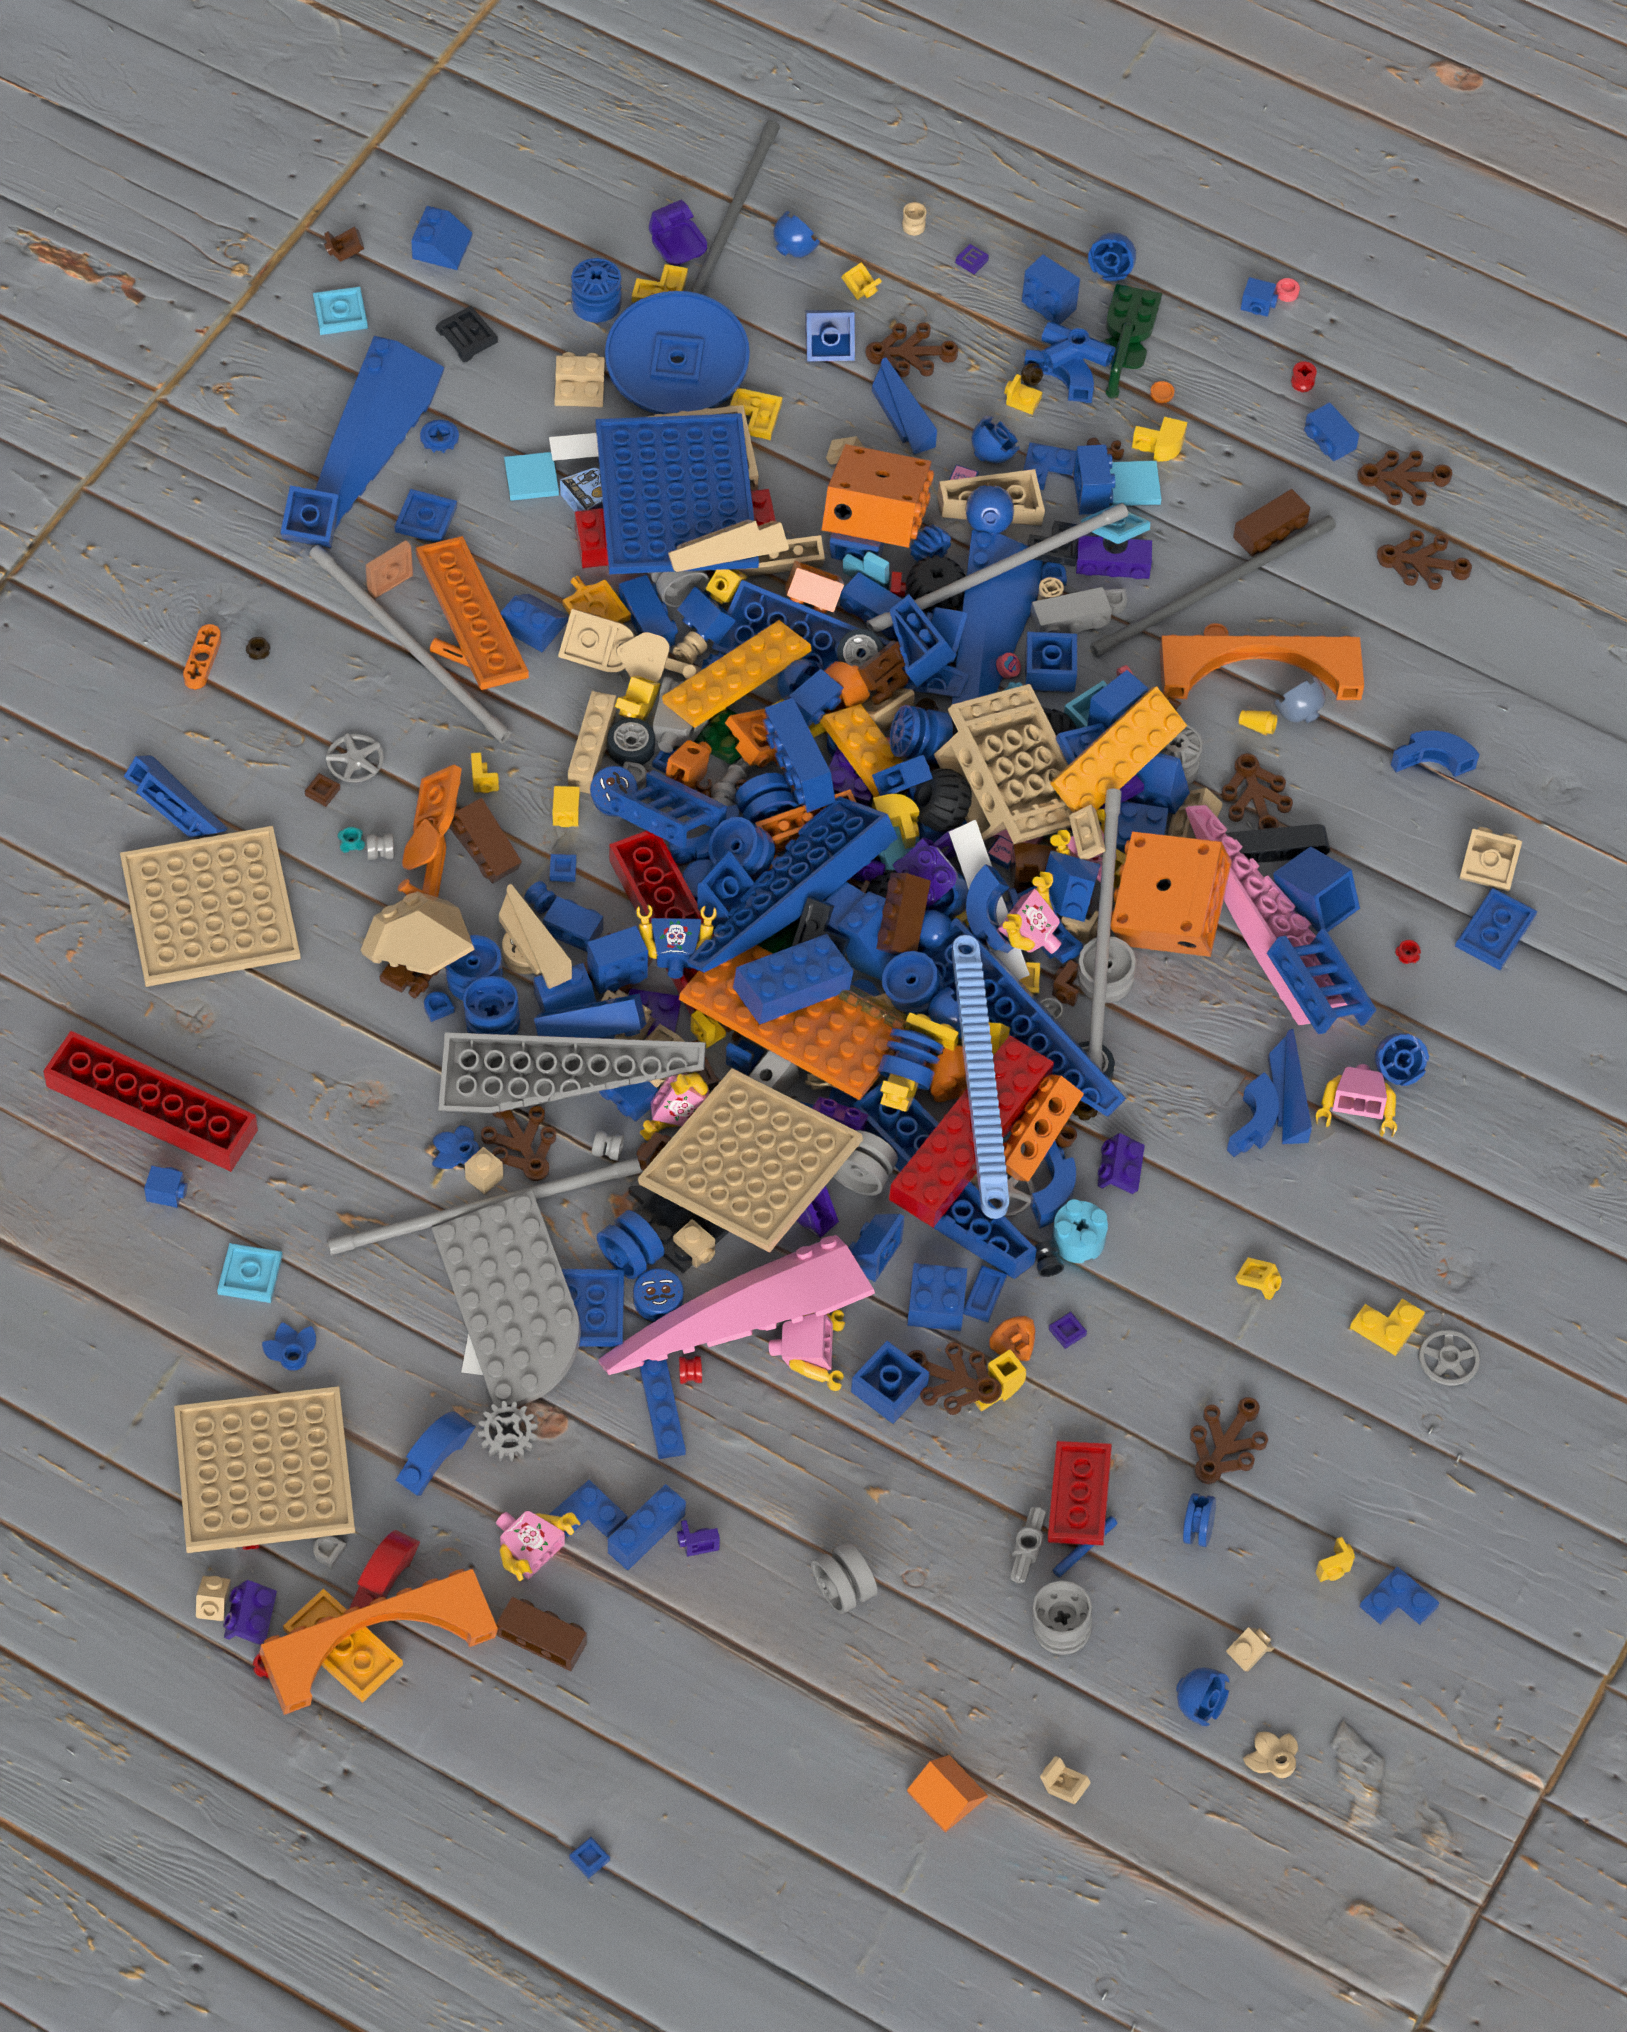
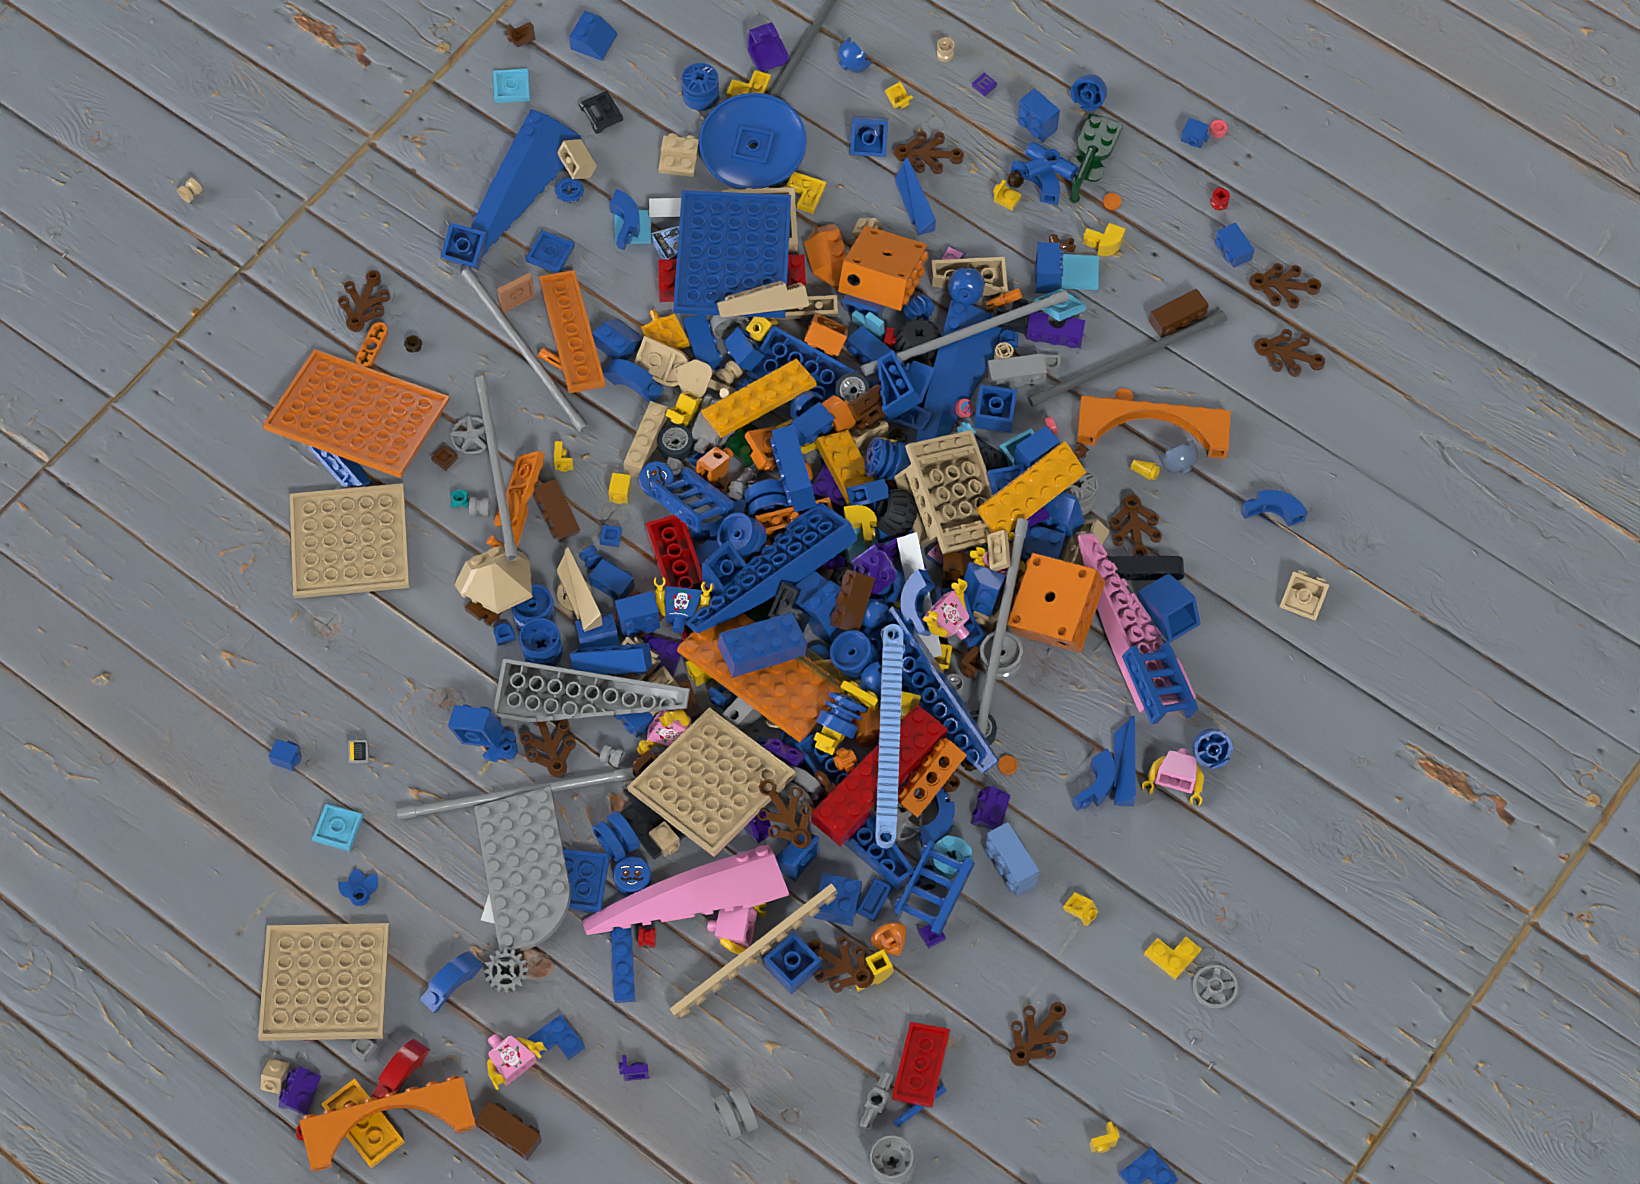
camera: 10 degrees right, 5 degrees up
(150, 1101) = (283, 688): red brick -> none
(182, 602) = (363, 303): none -> reddish brown plant
(197, 741) = (356, 413): none -> orange plate
(263, 1173) = (358, 752): none -> slope
(420, 1123) = (475, 726): none -> blue brick
(433, 887) = (510, 545): none -> light grey piece
(444, 395) = (576, 159): none -> tan brick
(484, 1170) = (518, 766): tan brick -> none
(524, 454) = (627, 210): none -> blue arch
(563, 662) = (631, 375): none -> blue arch
(646, 1527) = (596, 1056): blue brick -> none
(798, 489) = (826, 254): none -> orange wedge
(830, 1378) = (748, 956): none -> tan plate
(859, 1191) = (786, 816): none -> reddish brown plant
(899, 1143) = (821, 777): none -> reddish brown arm
(923, 1115) = (845, 760): none -> orange gear
(993, 441) = (978, 230): blue cylinder -> none
(1041, 524) = (1004, 299): none -> orange axle
(1051, 459) = (1017, 247): blue plate -> none
(1083, 1286) = (954, 886): none -> blue fence
(1134, 1108) = (1007, 765): none -> orange piece
(1160, 1223) = (1011, 859): none -> medium blue brick
(1199, 1519) = (1006, 1095): blue head -> none
(1411, 947) = (1231, 658): red plate -> none
(1496, 929) = (1301, 650): blue tile -> none

